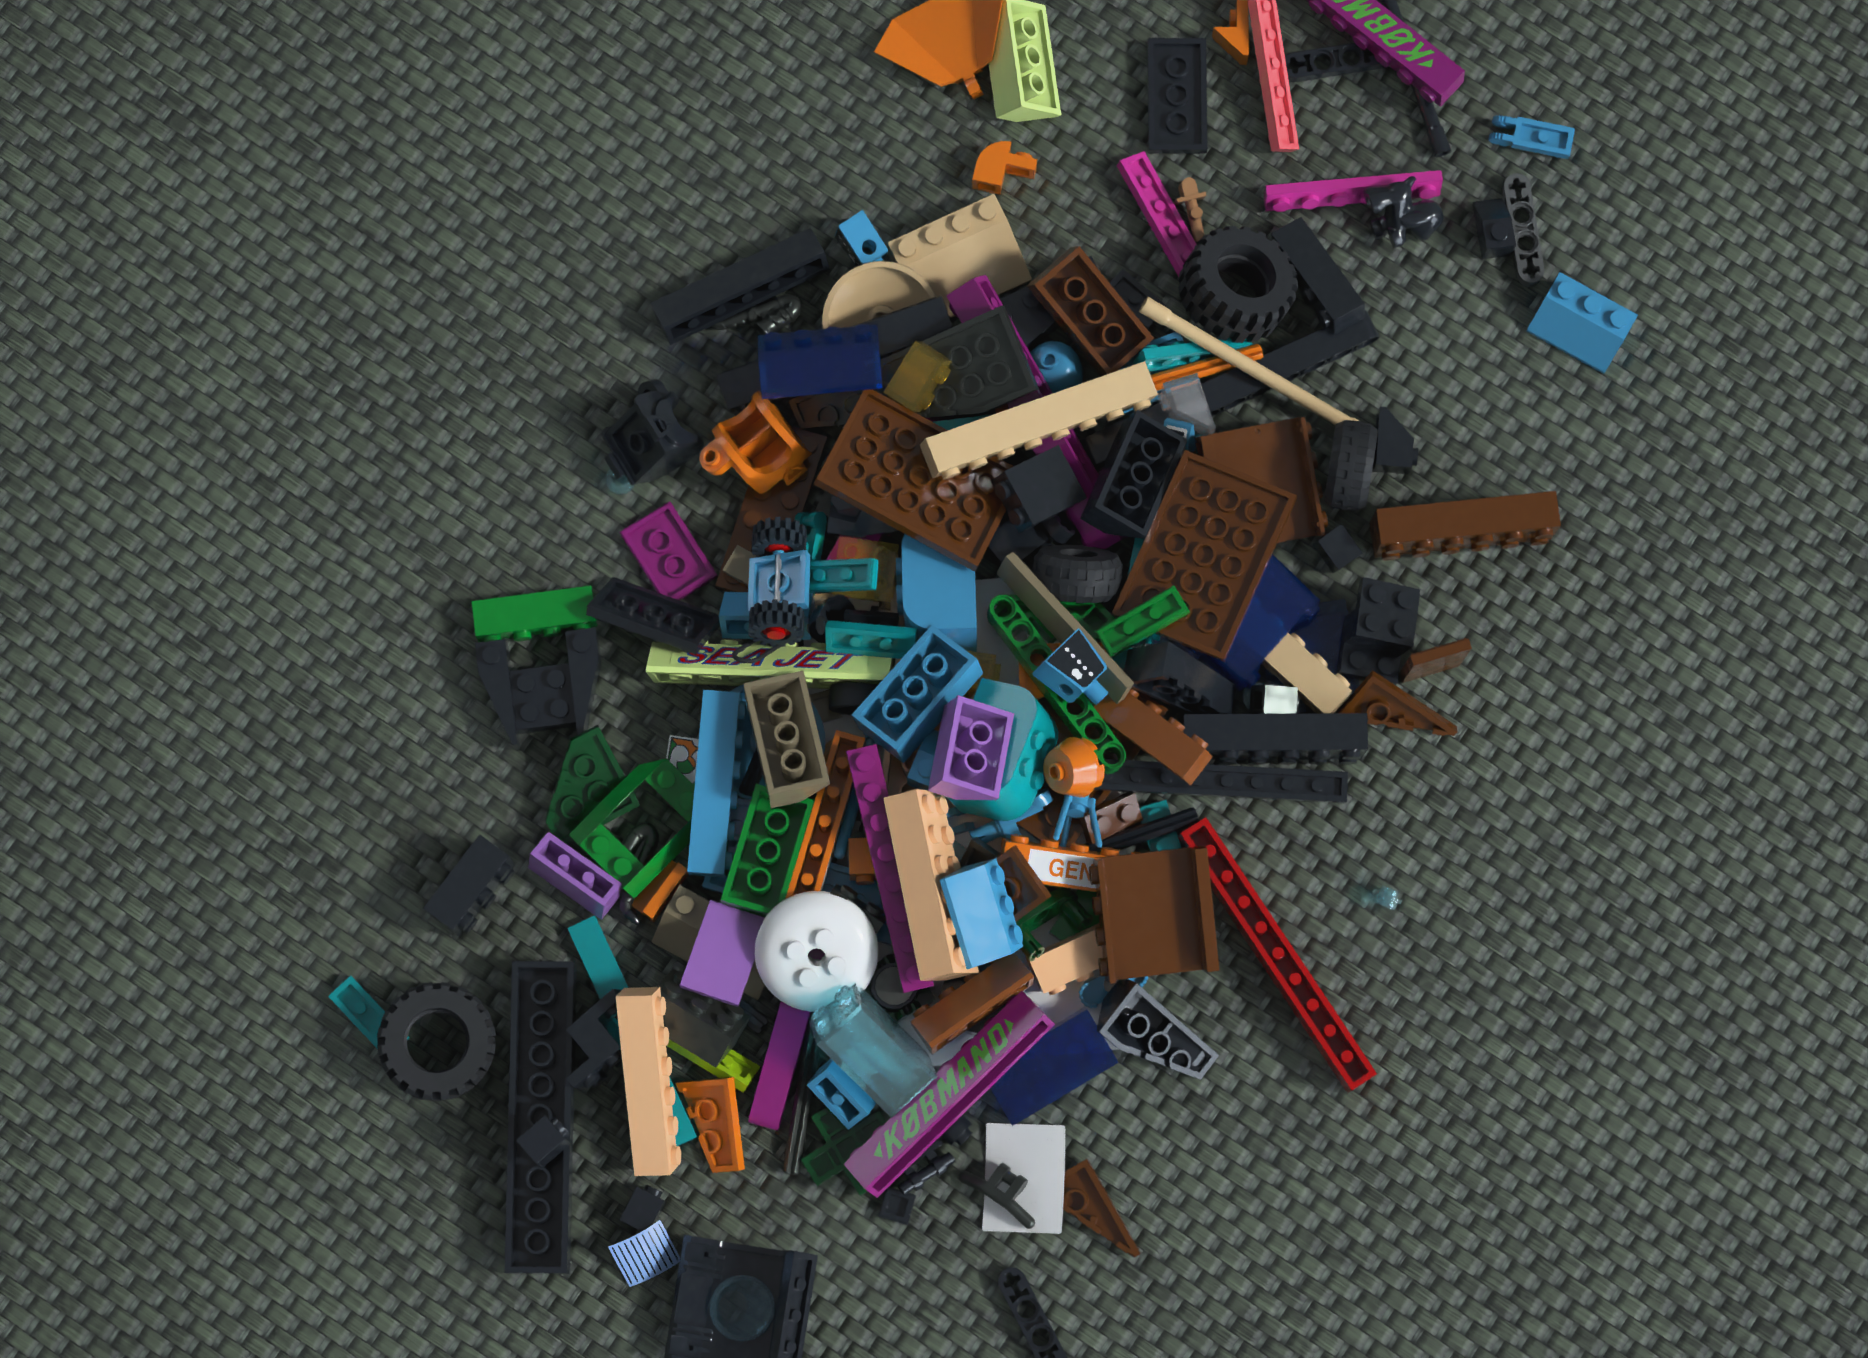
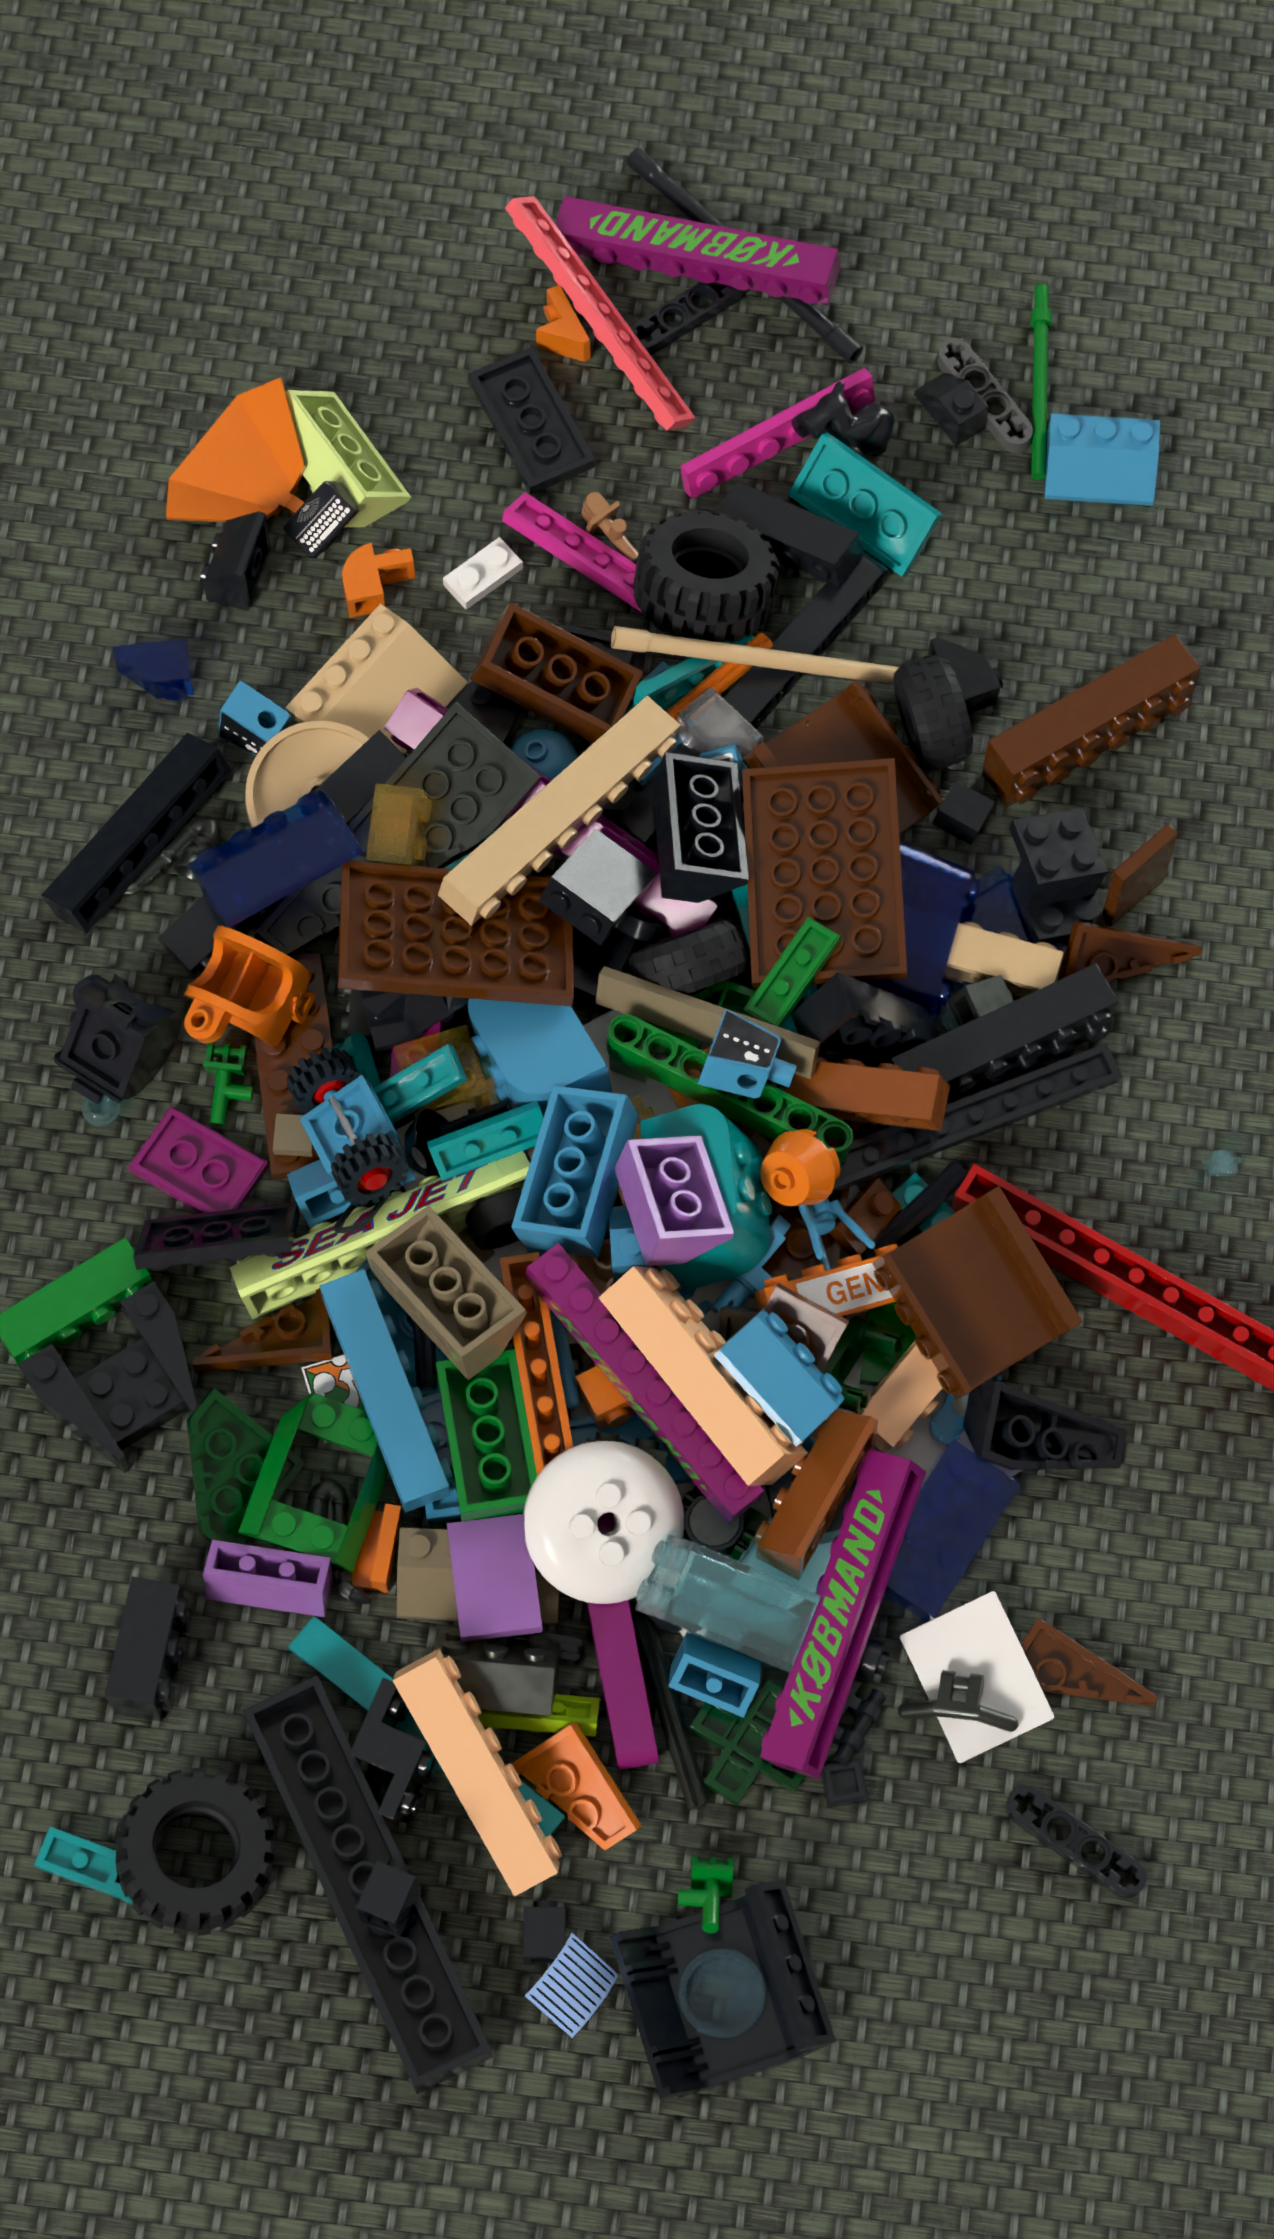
camera: 25 degrees left, 10 degrees down
(669, 709) = (287, 1338): none -> reddish brown wing
(712, 505) = (224, 1070): none -> green arm
(770, 1228) = (708, 1883): none -> green arm
(816, 166) = (157, 667): none -> clear blue slope
(909, 110) = (237, 561): none -> black slope
(985, 105) = (321, 517): none -> slope
(1083, 199) = (482, 573): none -> white plate
(1386, 278) = (863, 498): none -> teal plate
(1534, 136) = (943, 295): dark azure hinge -> none
(1595, 190) = (1040, 321): none -> green bar

